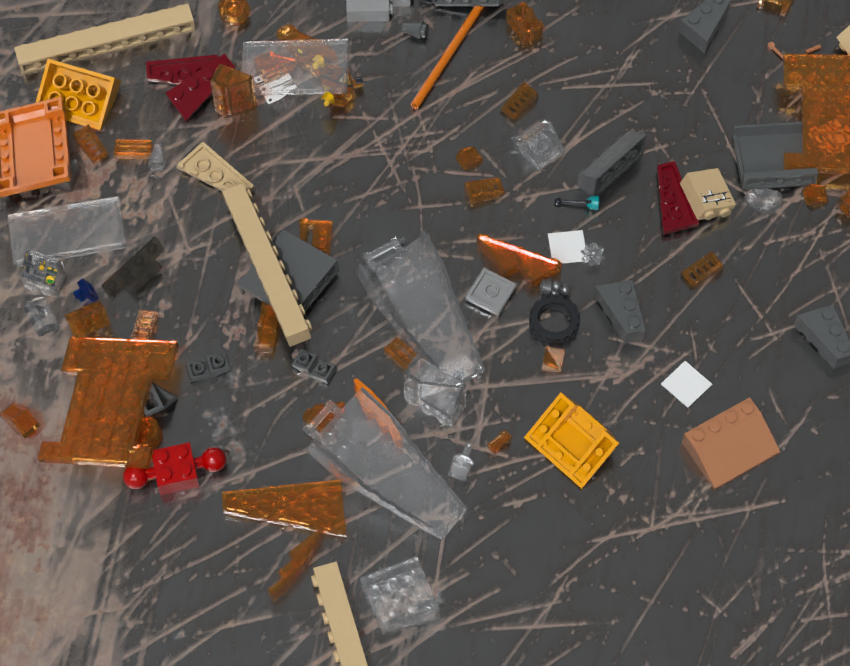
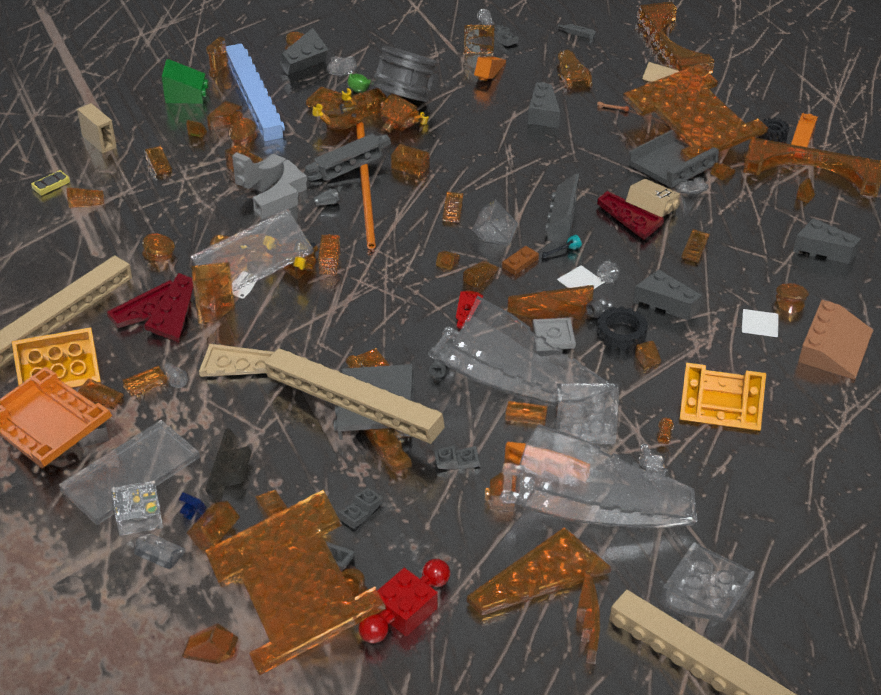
camera: 35 degrees left, 20 degrees down
(367, 98) = (329, 254): none -> clear orange brick
(446, 214) = (466, 301): none -> red piece
(531, 195) = (520, 260): none -> dark orange plate
(737, 374) = (791, 297): none -> clear orange piece

